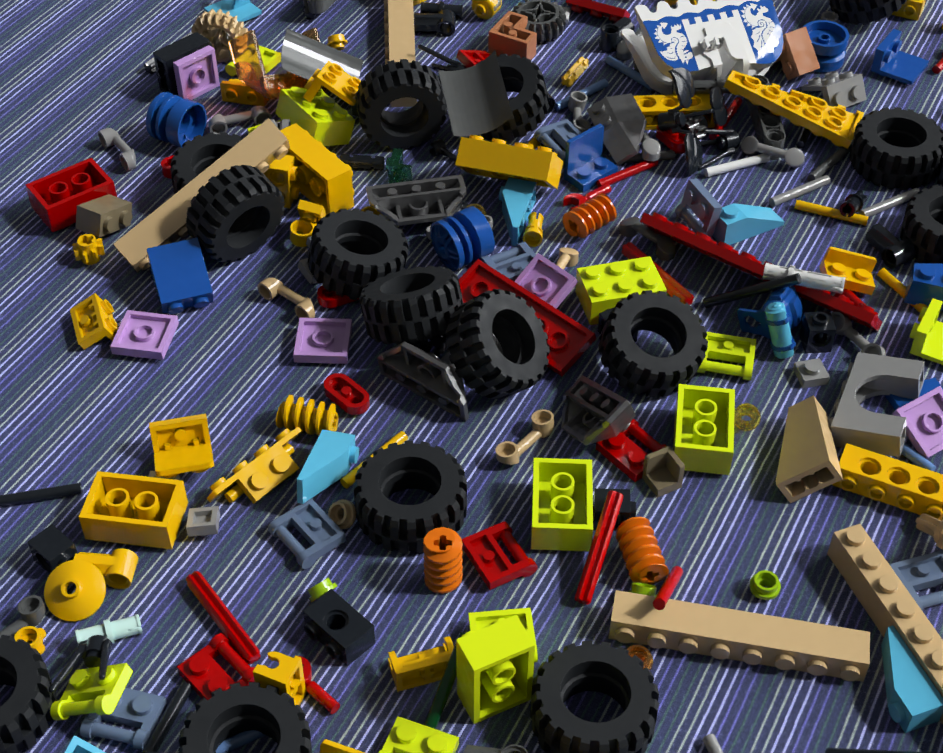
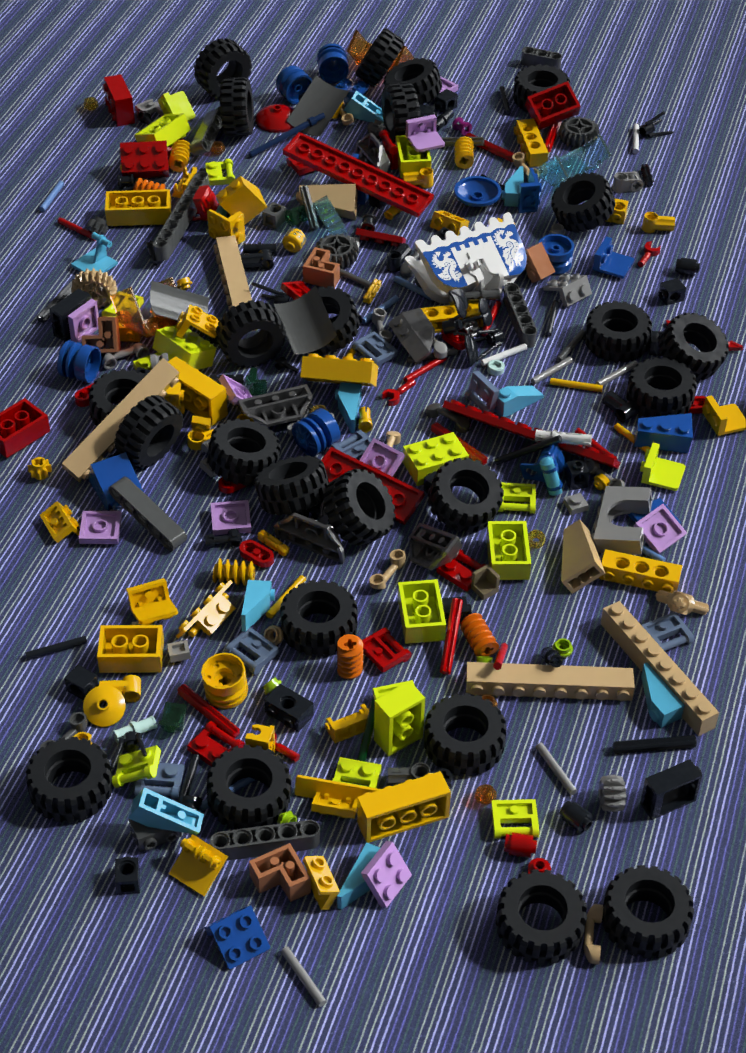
camera: 10 degrees left, 0 degrees up
(103, 215) = (45, 441): dark tan brick -> none
(109, 137) = (28, 379): light grey bar -> none
(168, 621) = (173, 717): none -> clear green bracket
(209, 323) = (147, 513): none -> dark grey beam
(221, 92) = (108, 338): none -> nougat brick
(252, 574) = (224, 680): none -> yellow wheel
(272, 287) = (184, 482): tan bar -> none
(320, 369) = (233, 538): none -> black bar
(365, 173) = (234, 389): none -> lavender plate
(374, 381) = (273, 543): none -> yellow axle
(554, 54) = (354, 278): none -> dark grey bar
(585, 160) = (393, 364): blue bracket -> none
(589, 216) = (404, 405): orange piece -> none
(723, 180) = (495, 367): none -> light aqua tile
(746, 598) = (551, 657): none -> black pin
(794, 157) = (544, 345): light grey bar -> none
(798, 107) = (543, 306): yellow wing -> none
(851, 346) = (601, 481): none -> yellow plate
(853, 204) = (591, 377): black axle -> none
(853, 266) = (594, 424): yellow bracket -> none

